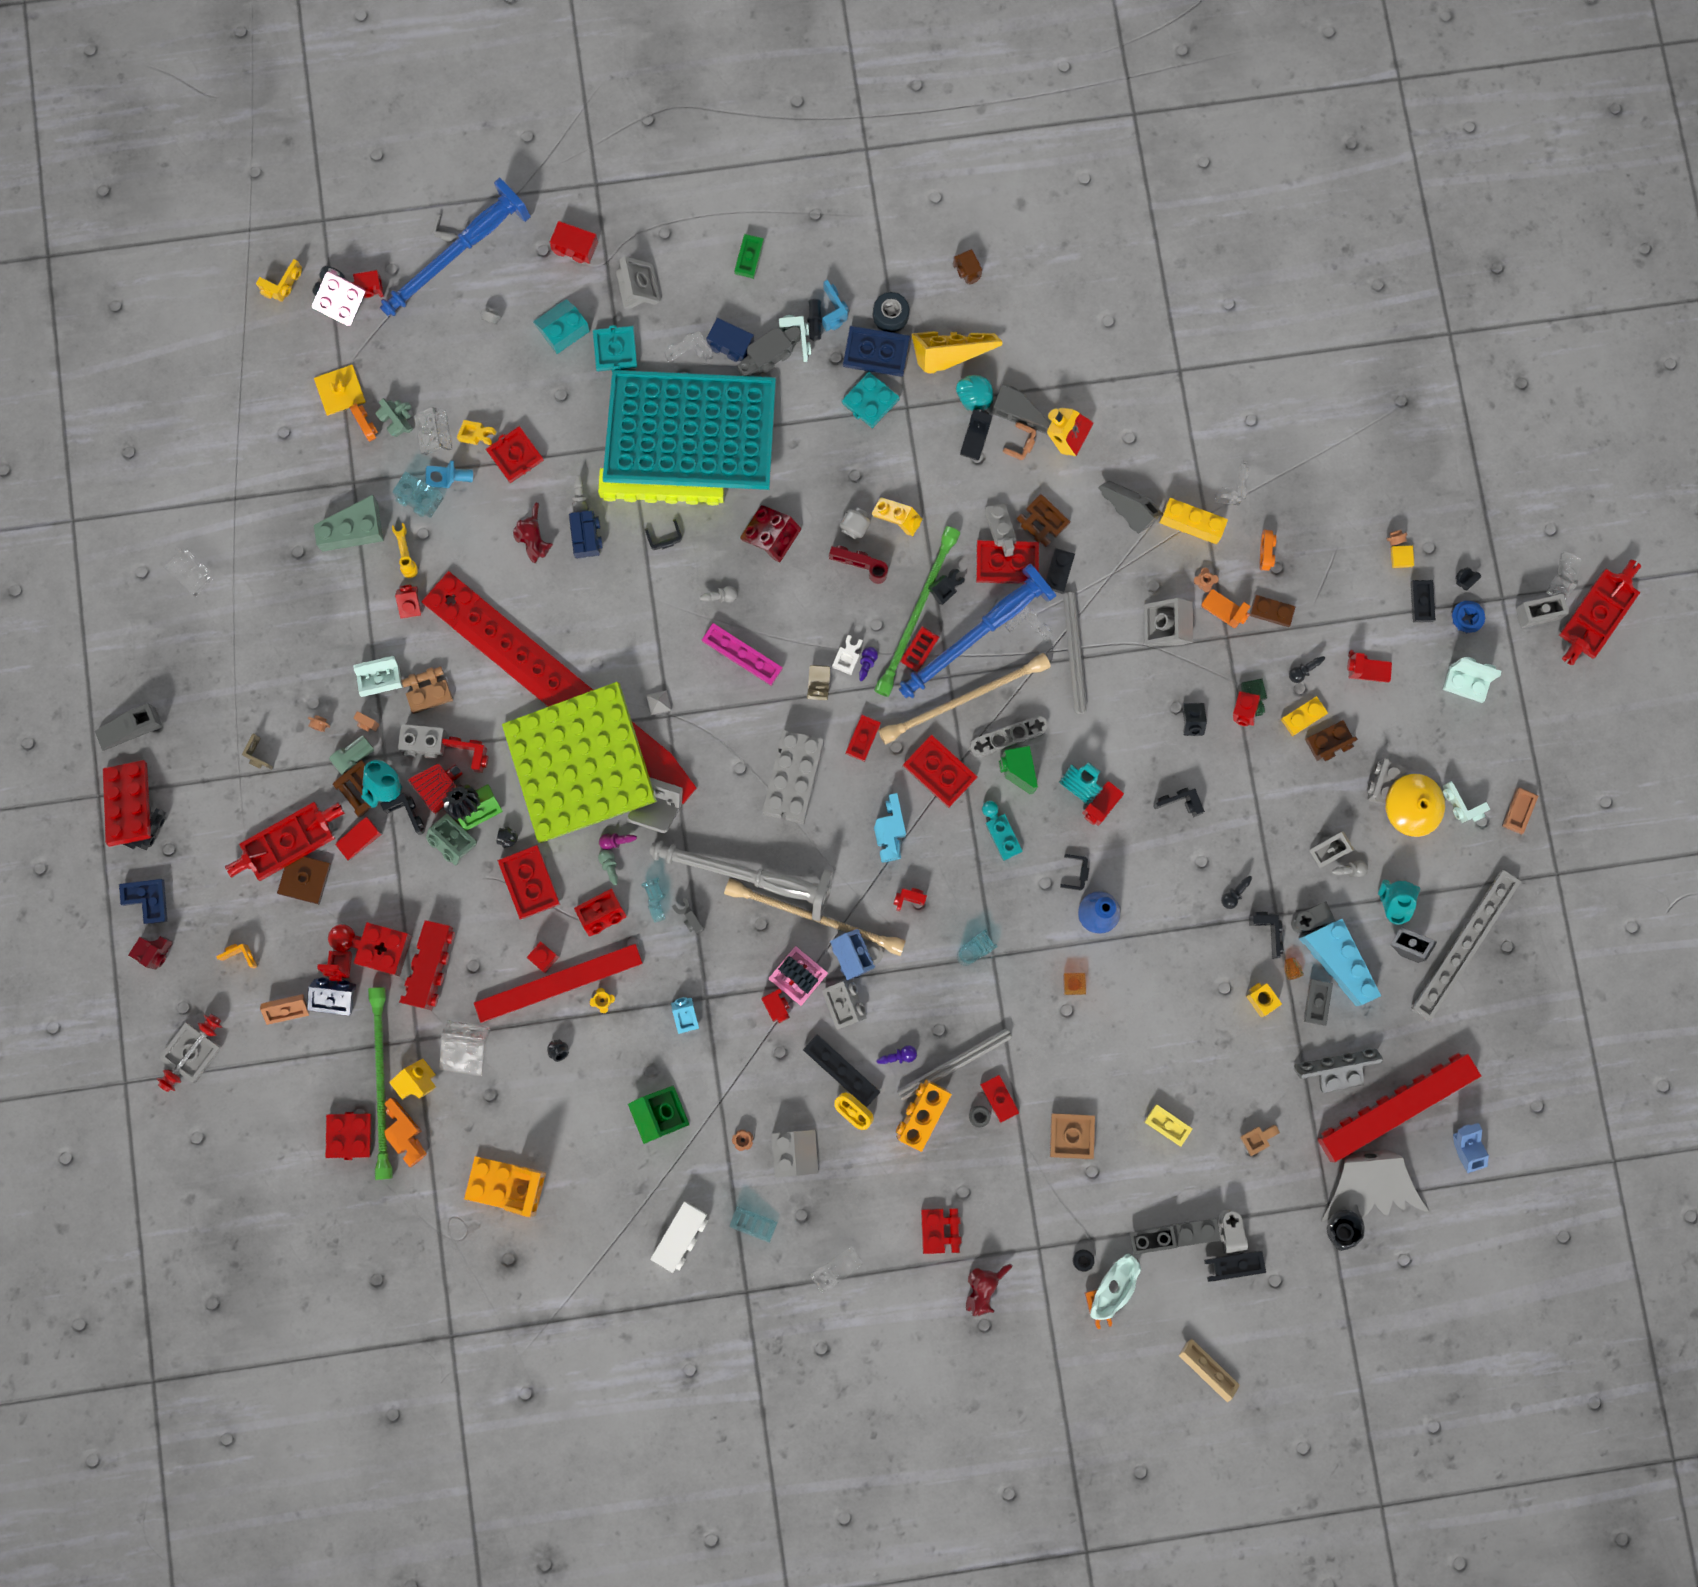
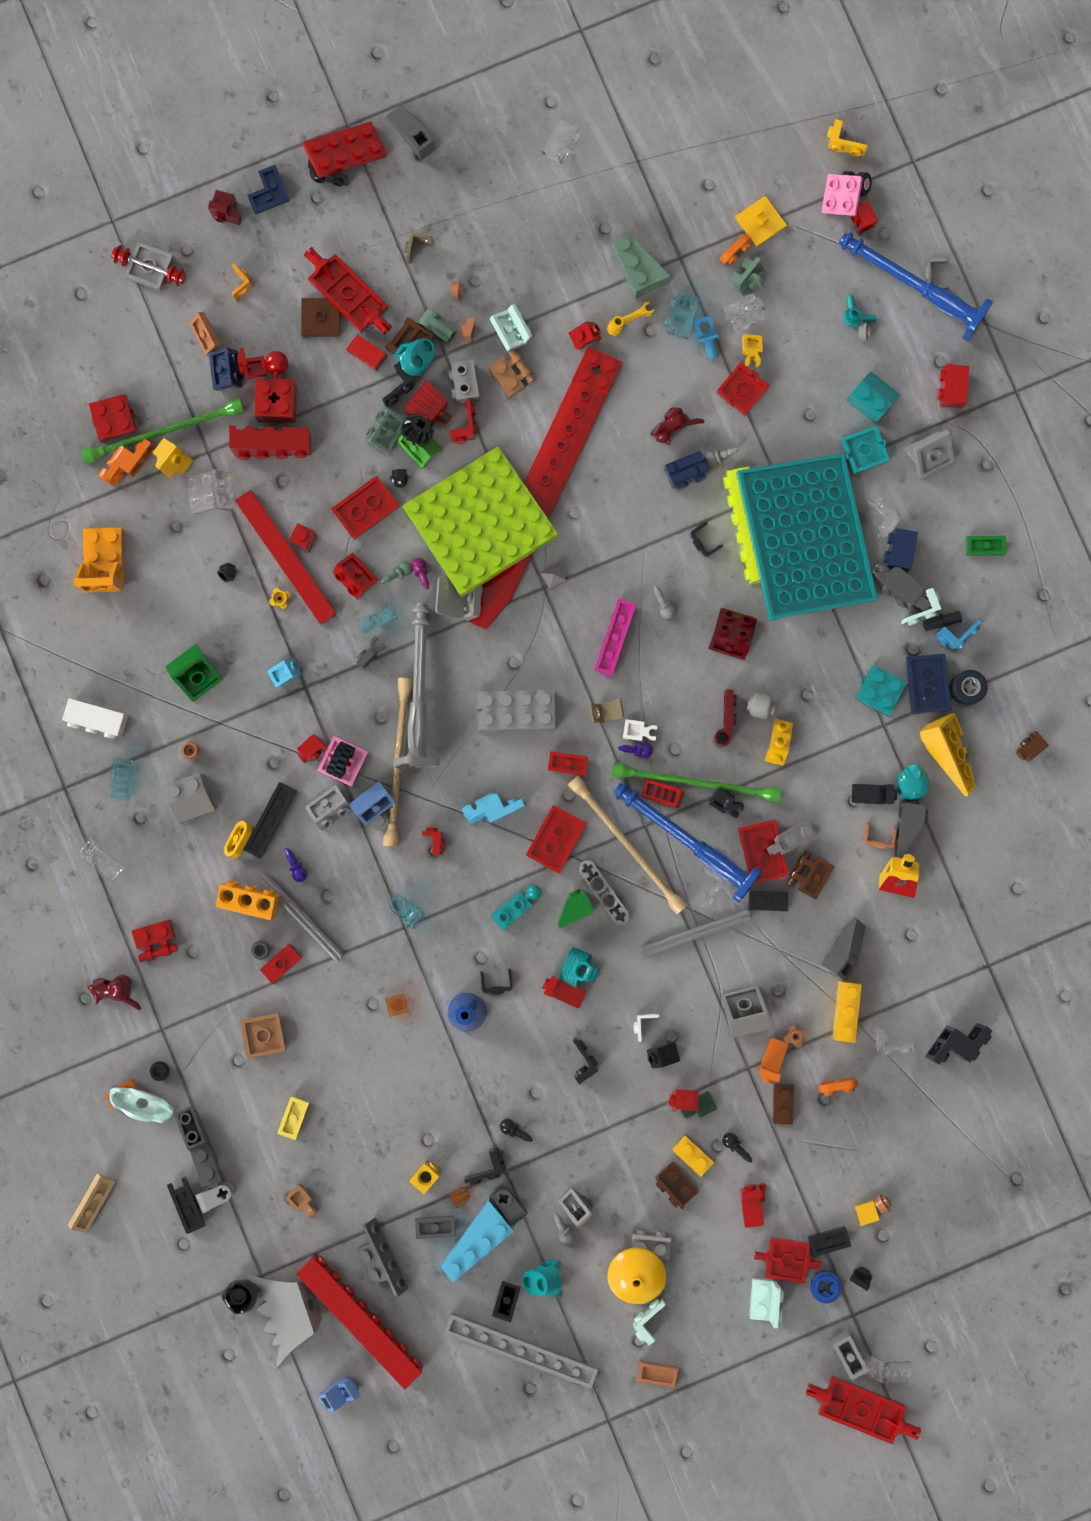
camera: 80 degrees right, 5 degrees up
(471, 322) = (853, 316): none -> teal piece
(1156, 736) = (637, 1025): none -> white bracket
(1255, 415) = (963, 1046): none -> black bracket
(1433, 647) = (787, 1260): none -> red plate

